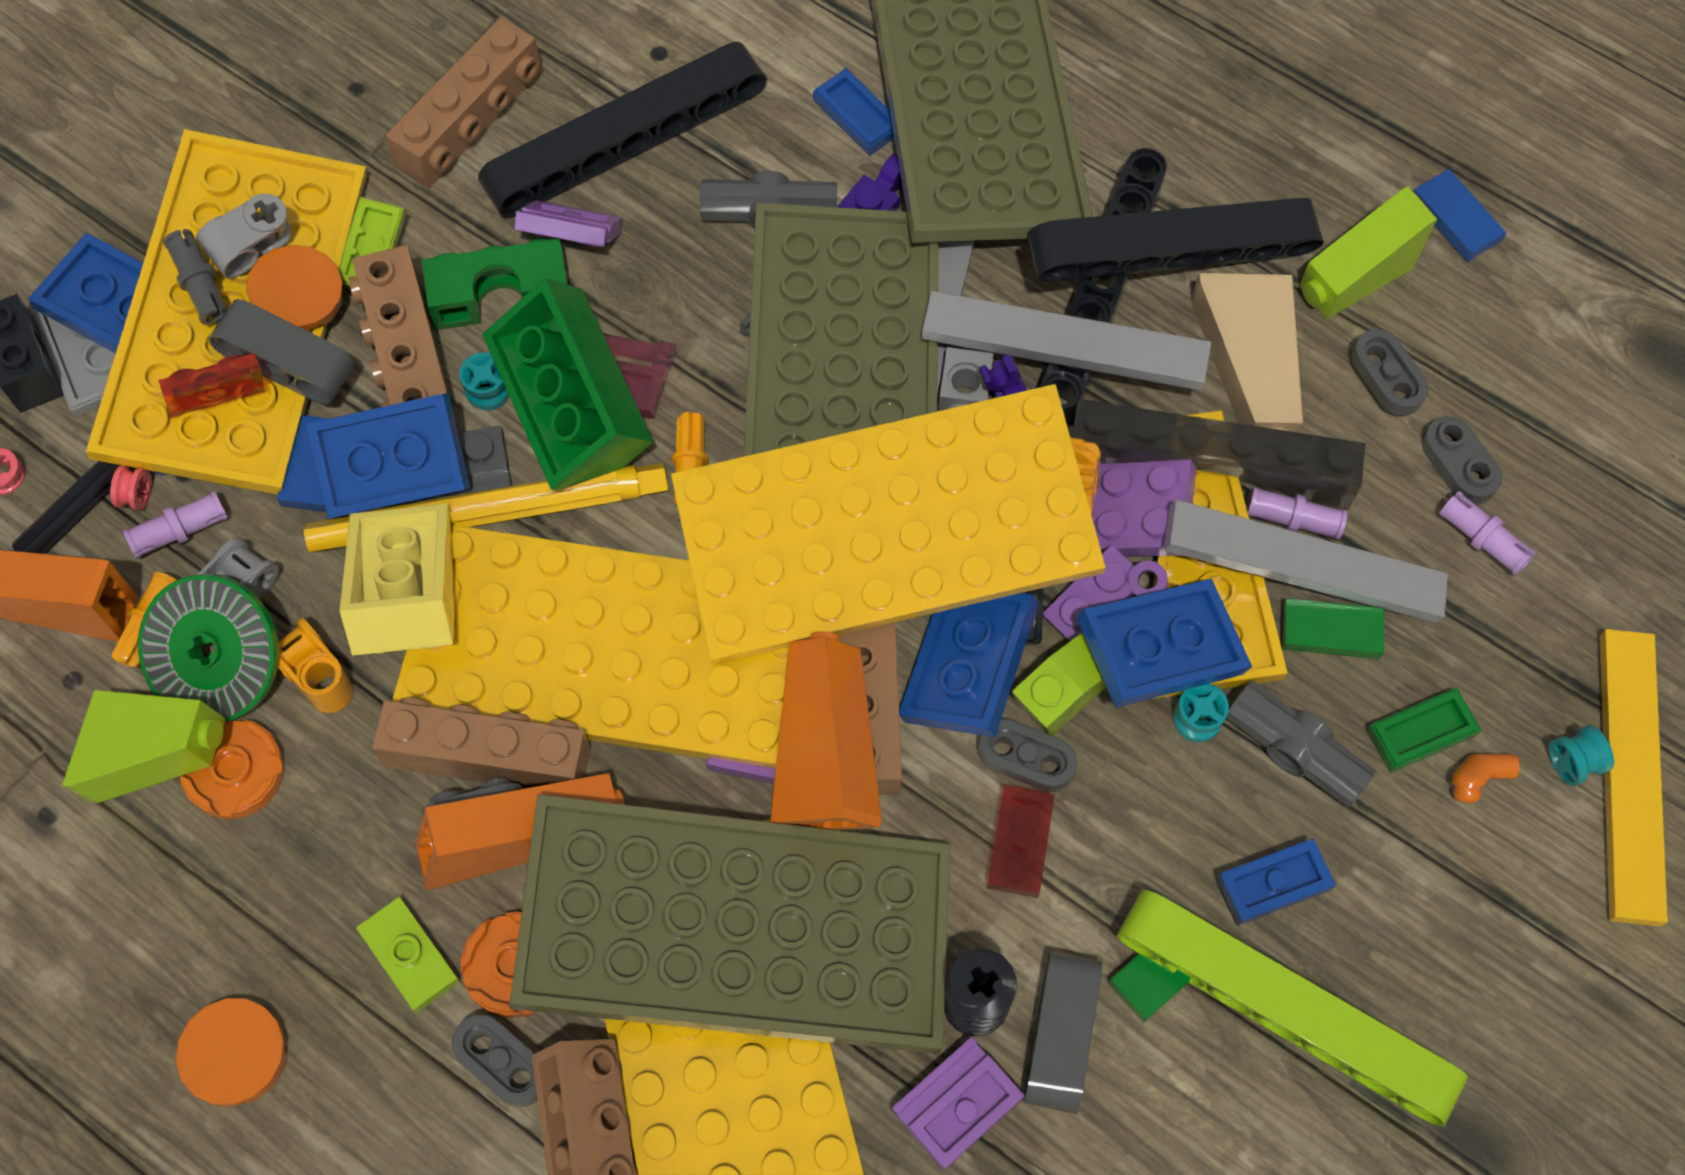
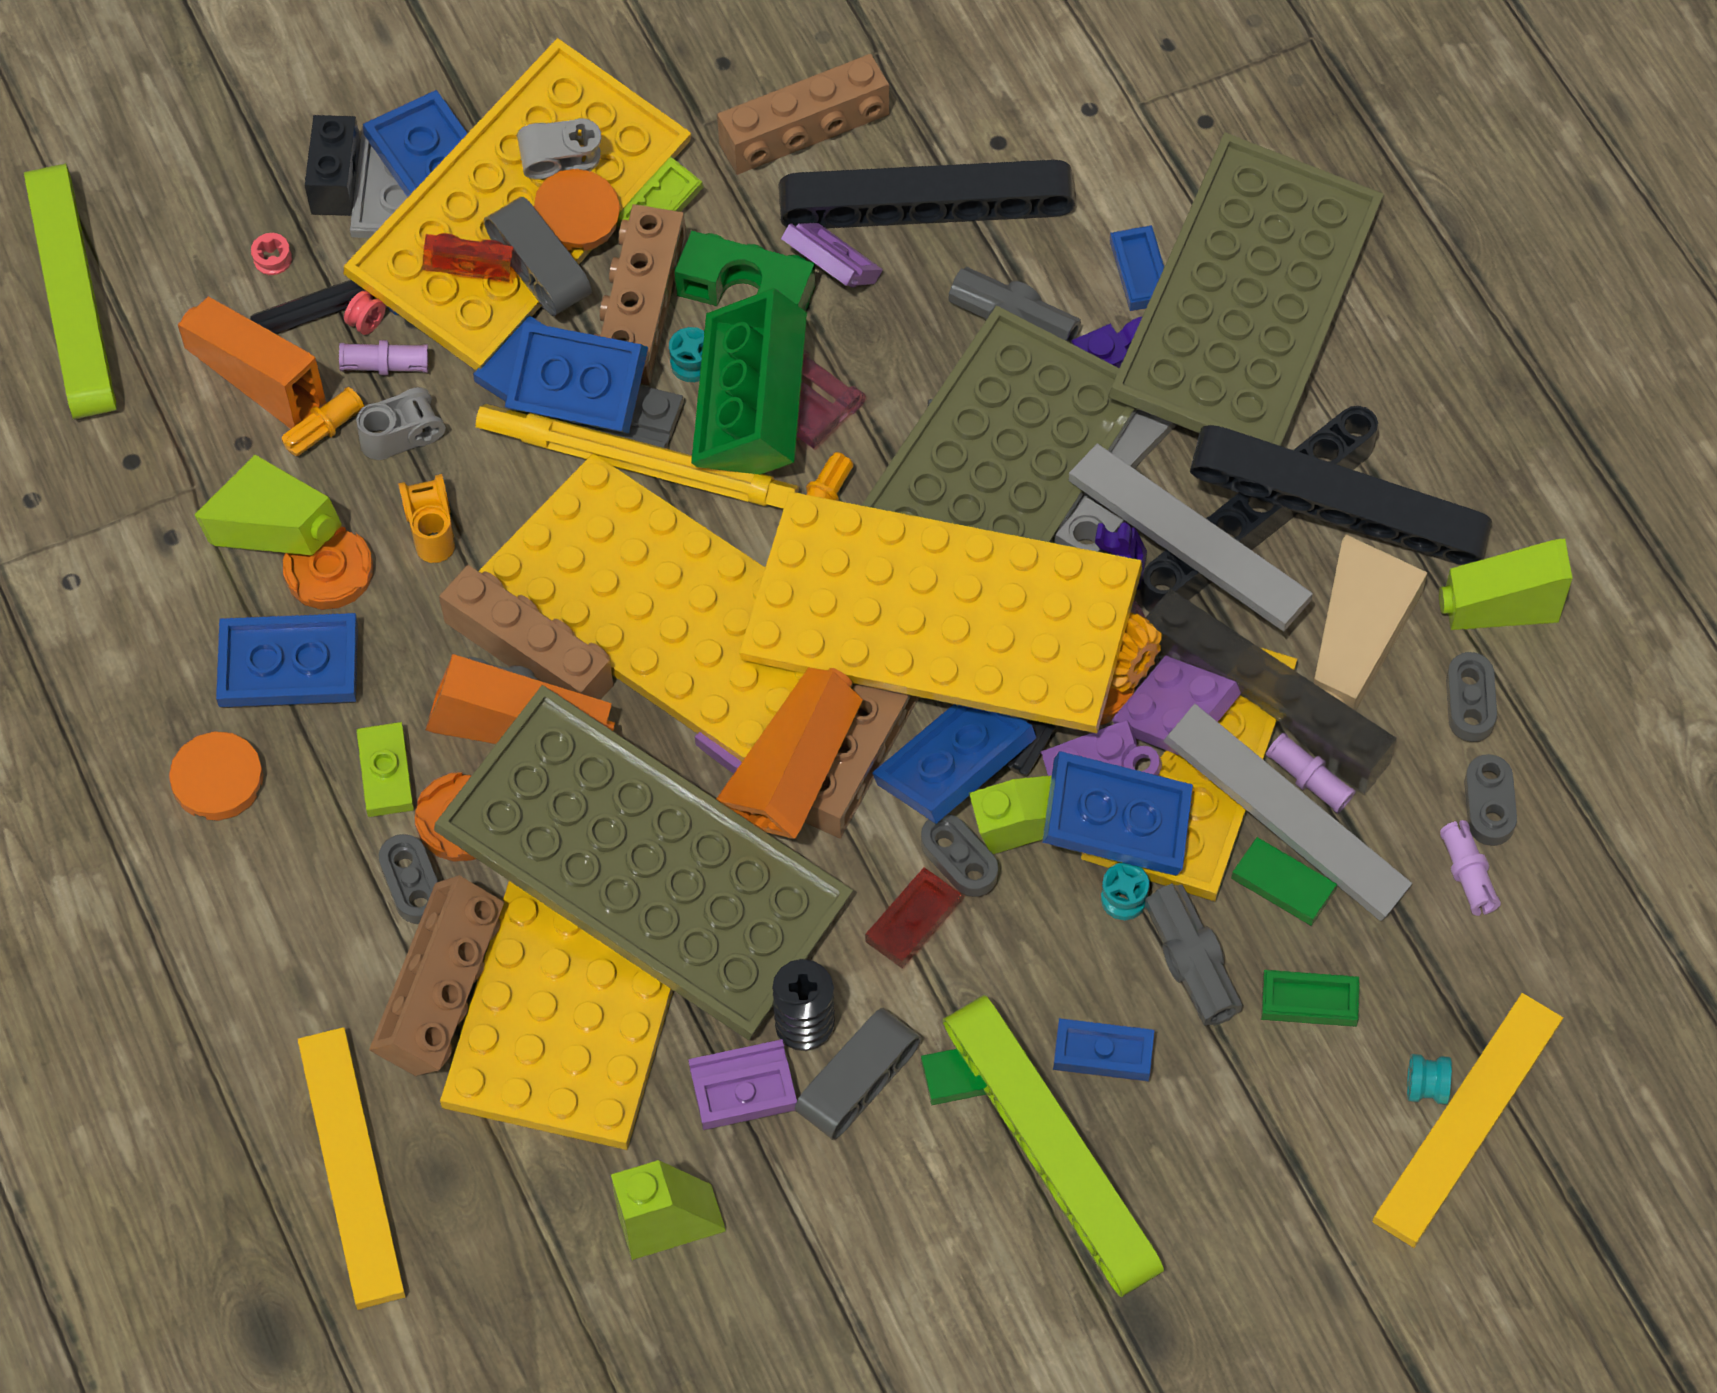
camera: 30 degrees right, 5 degrees down
(195, 276) = (501, 163): dark grey pin -> none
(202, 612) = (354, 432): piece -> none
(242, 890) = (287, 660): none -> blue plate
(398, 580) = (530, 478): light yellow slope -> none
(1460, 215) = (1628, 594): blue tile -> none
(1477, 771) = (1333, 1049): orange arm -> none

